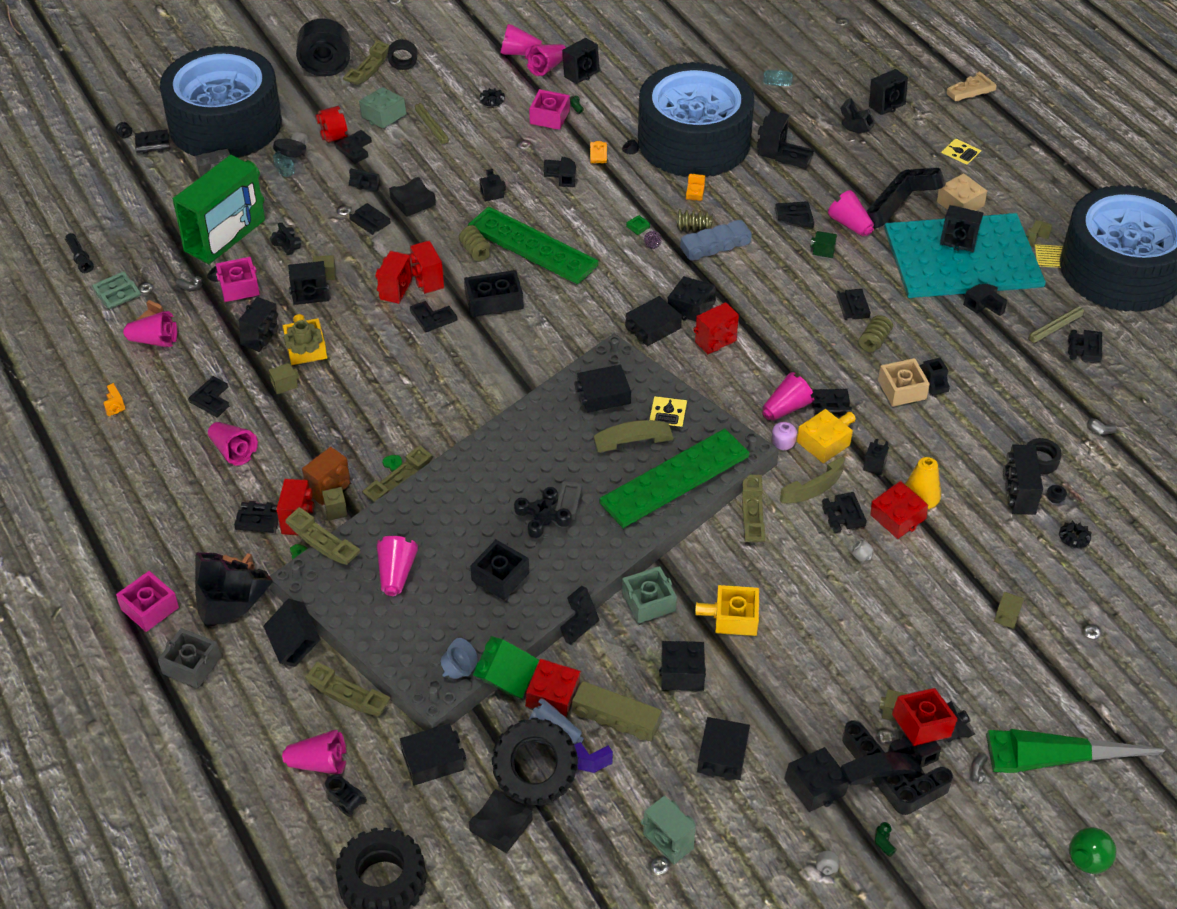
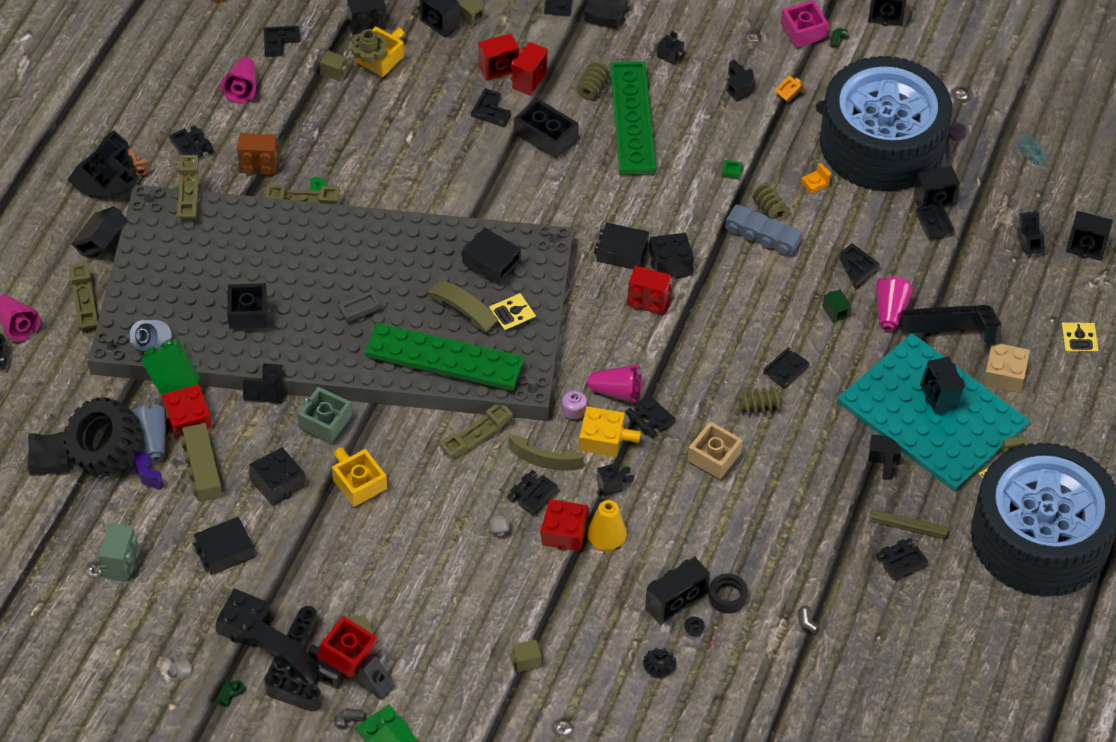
camera: 50 degrees right, 5 degrees up
(147, 601) = (57, 136): dark pink brick -> none
(189, 657) = (31, 192): dark grey brick -> none
(293, 495) = (214, 155): red brick -> none
(334, 503) = (240, 177): olive brick -> none
(395, 562) = (197, 243): dark pink cone -> none
(432, 754) = (71, 379): black brick -> none
(542, 512) = (329, 297): black gear -> none
(652, 239) = (721, 189): clear purple tile -> none
(936, 374) = (746, 468): black brick -> none

